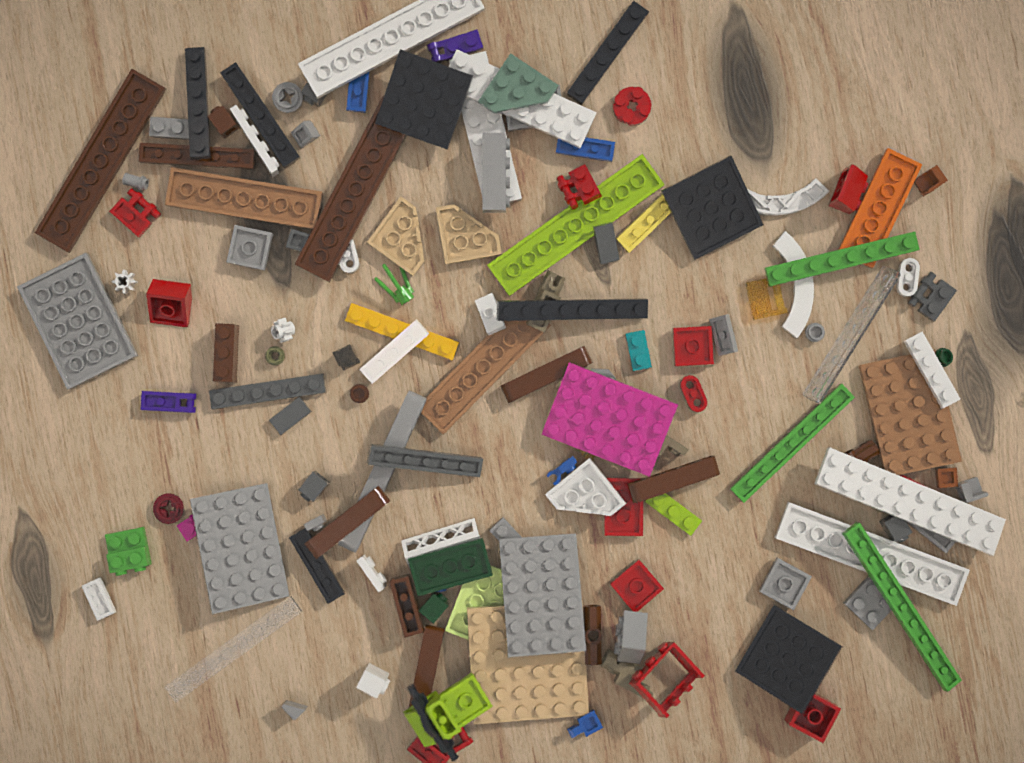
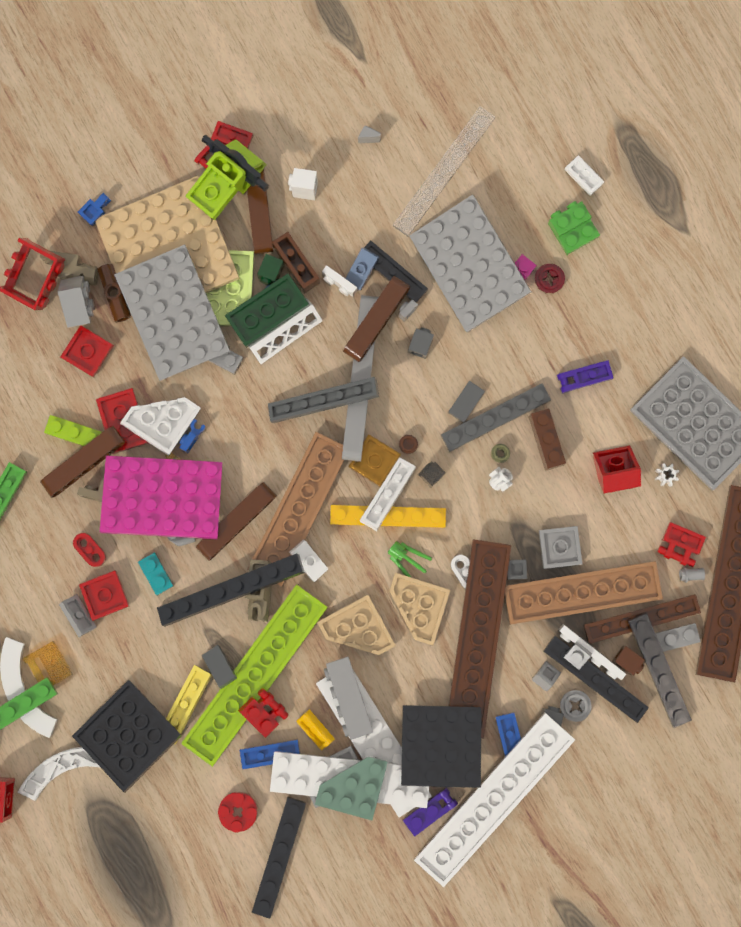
camera: 160 degrees right, 5 degrees down
(268, 140) = (577, 655): none -> plate
(345, 578) = (362, 268): none -> sand blue plate
(394, 386) = (376, 460): none -> pearl gold plate
(536, 155) = (315, 730): none -> yellow plate

